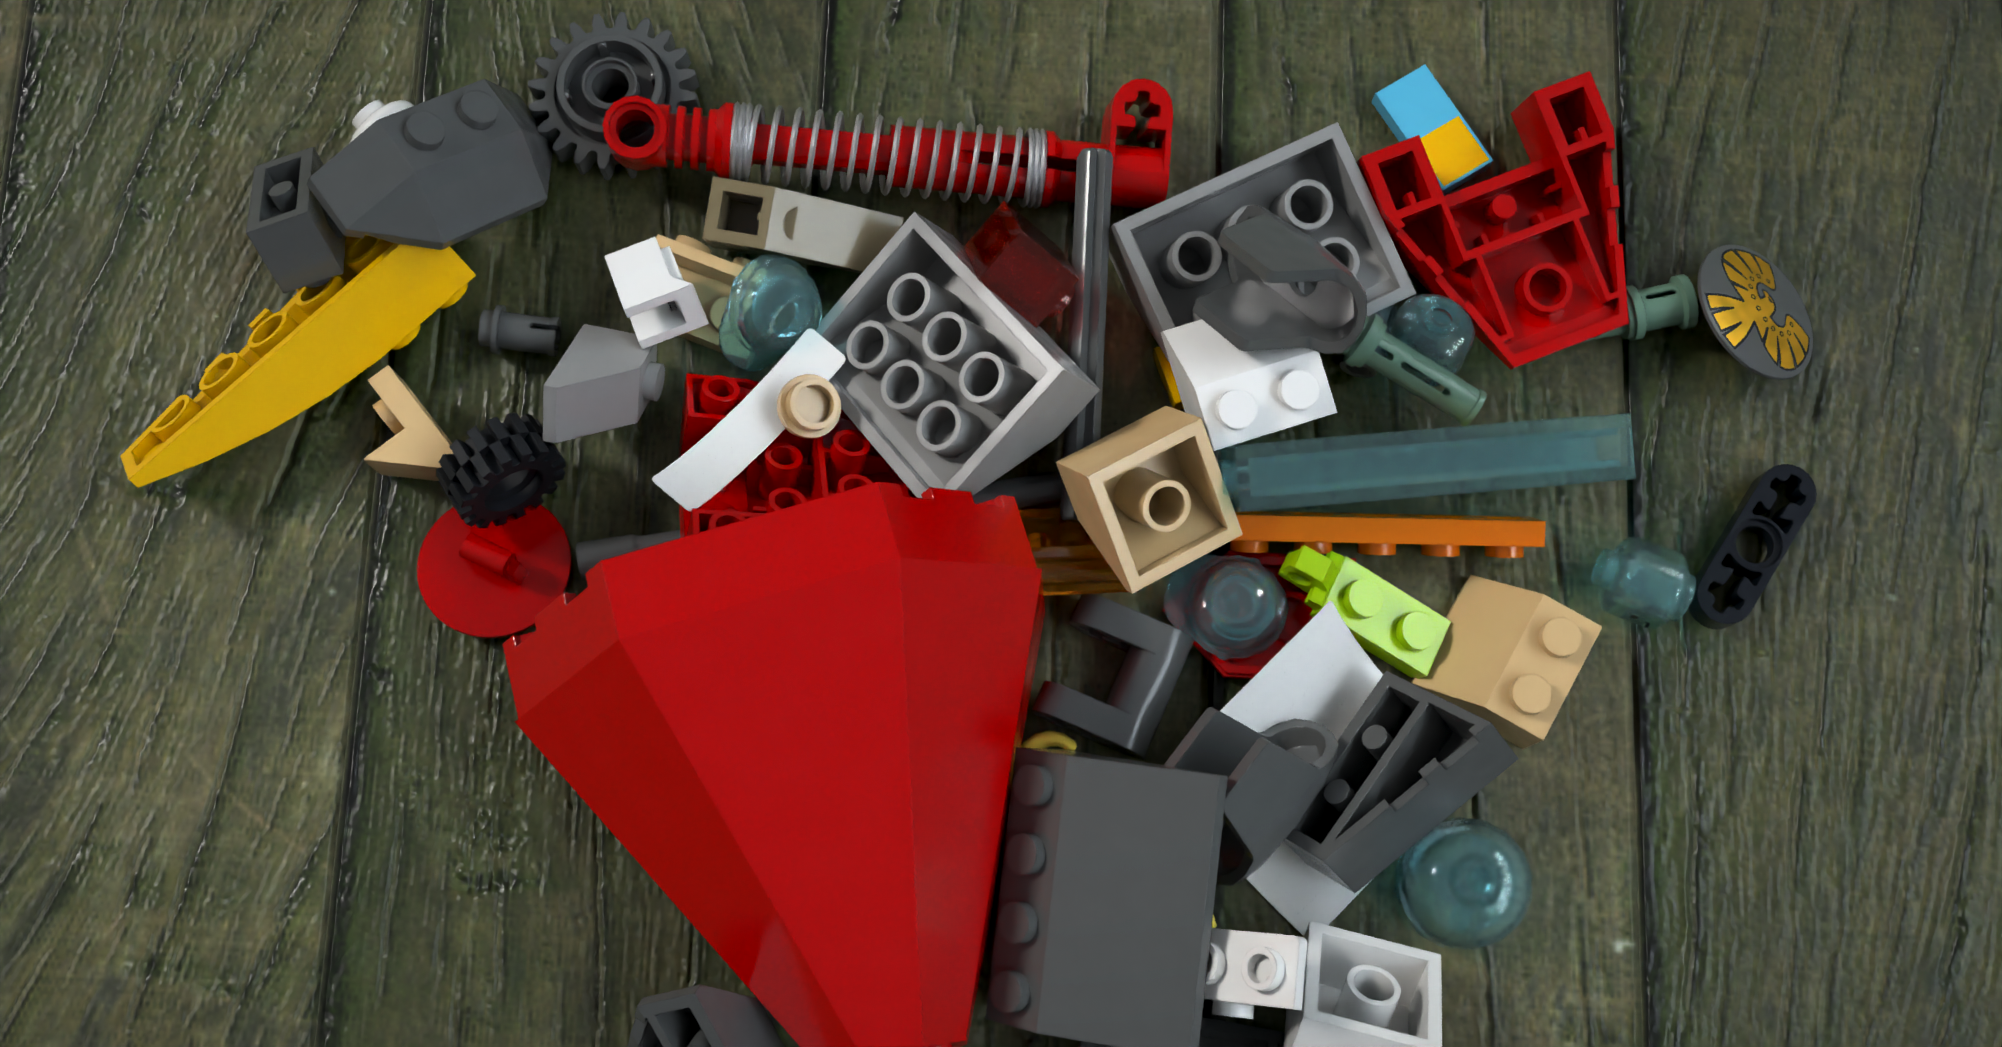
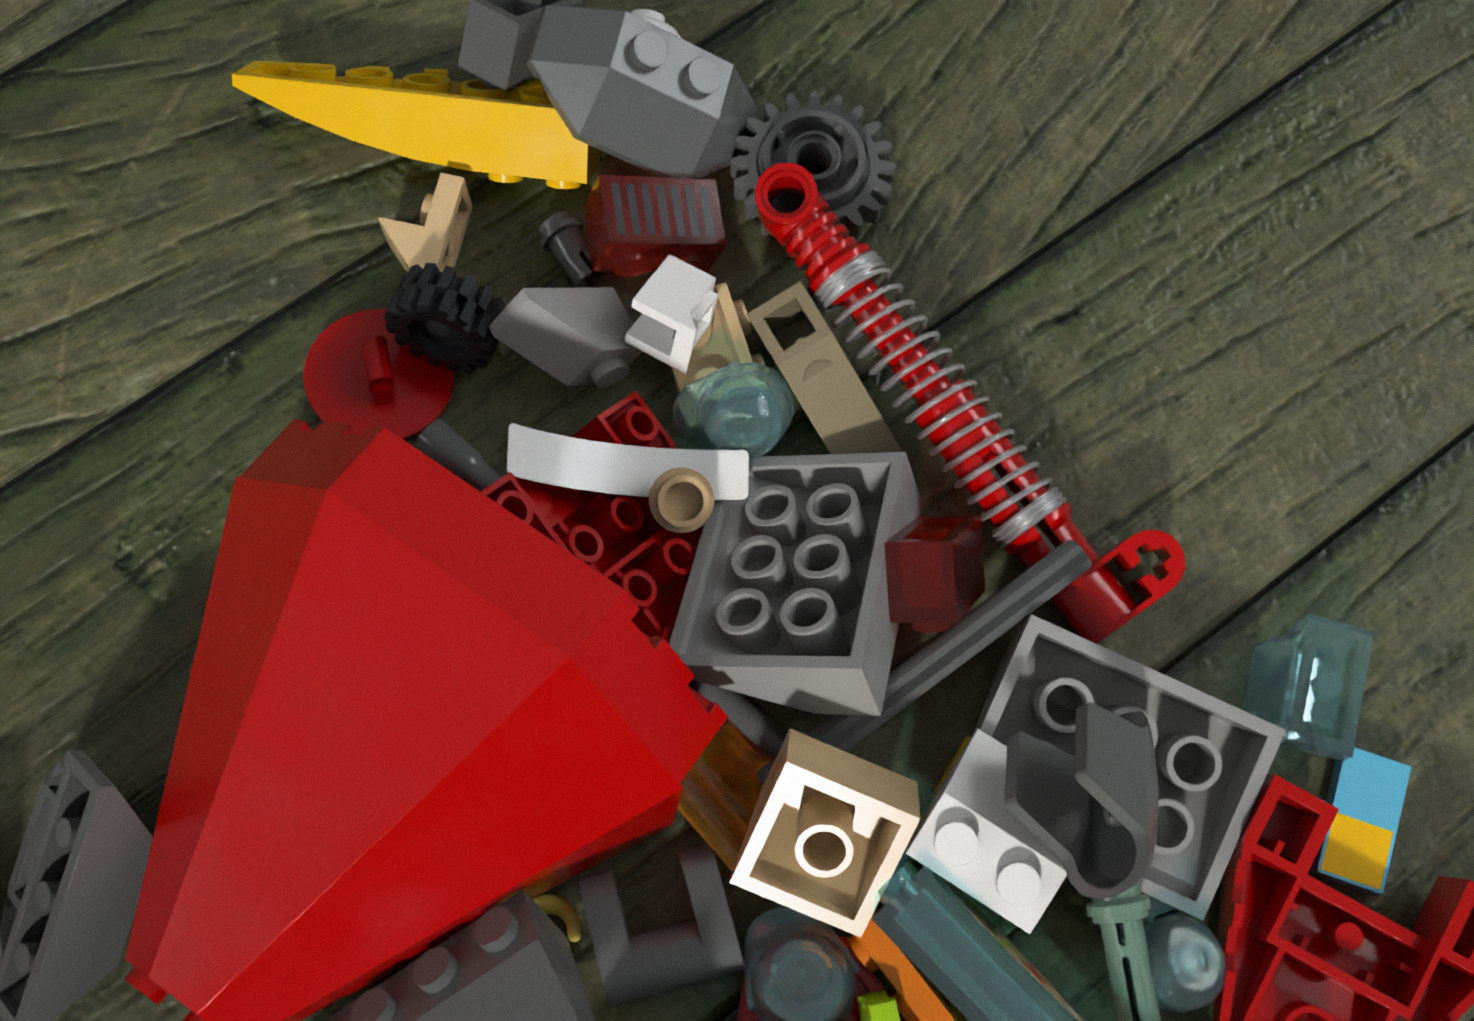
camera: 50 degrees right, 5 degrees down
(558, 251) = (645, 219): none -> clear red brick
(1314, 78) = (1312, 684): none -> clear light blue slope

